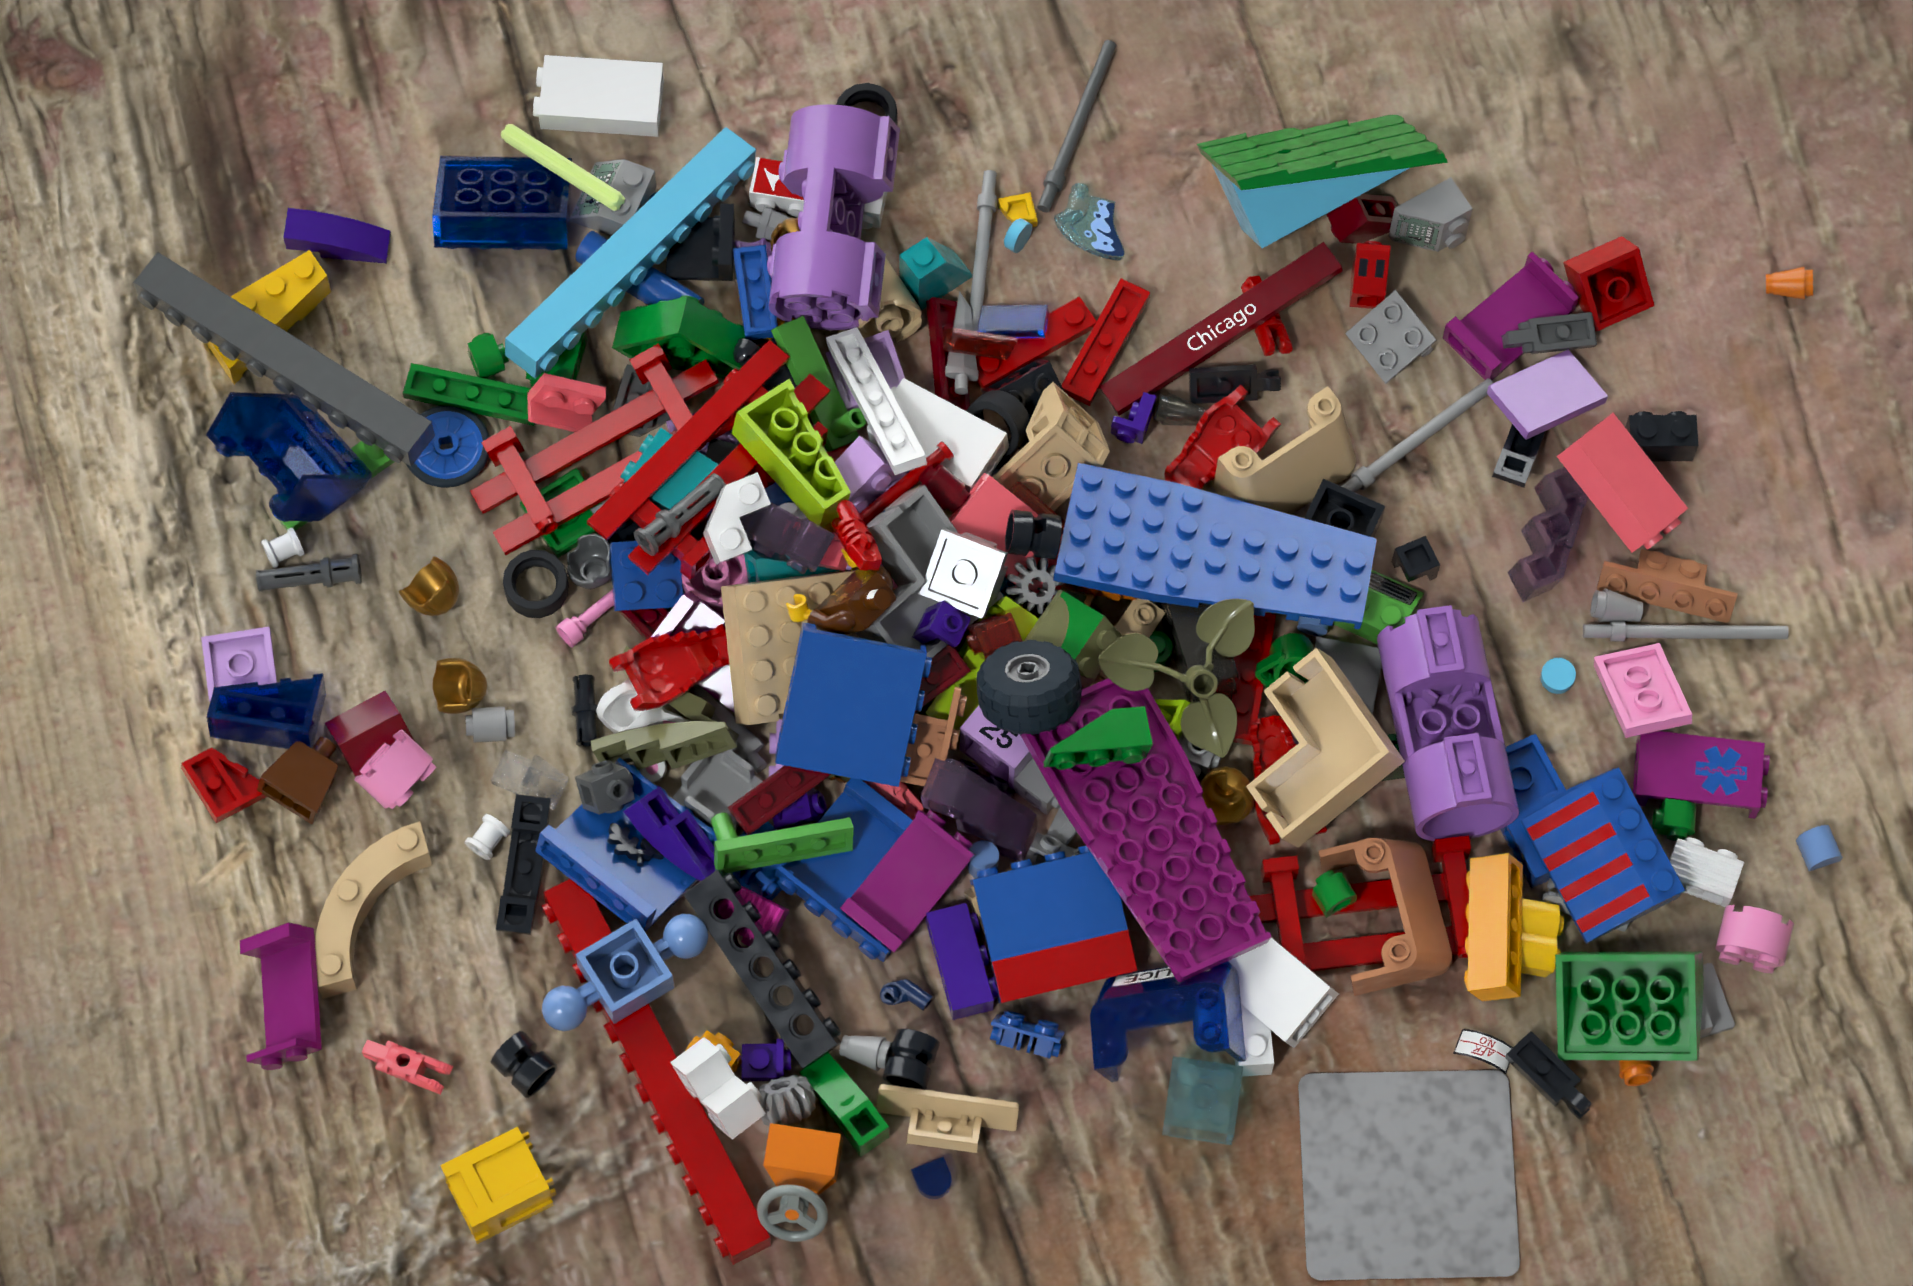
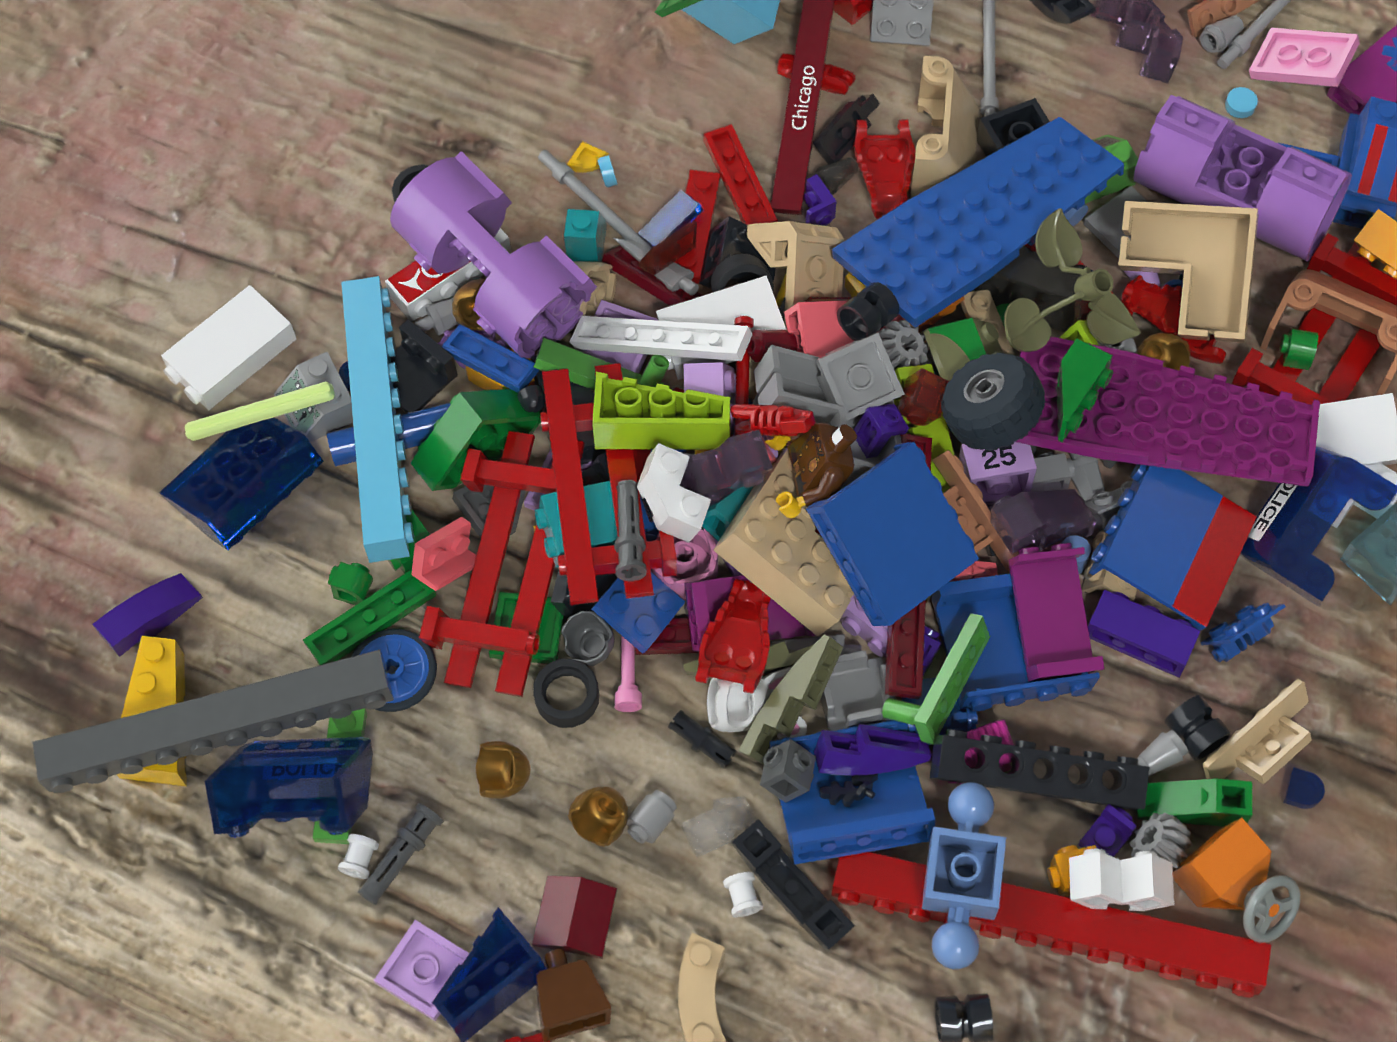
camera: 45 degrees left, 5 degrees down
(394, 770) = (630, 918): bright pink brick -> none
(904, 991) = (1131, 690): dark blue arm -> none
(1055, 178) = (587, 118): dark grey bar -> none
(1090, 224) = (641, 125): clear light blue arm -> none
(1284, 654) = (1100, 245): green piece -> none
(1416, 559) = (1088, 112): black panel -> none

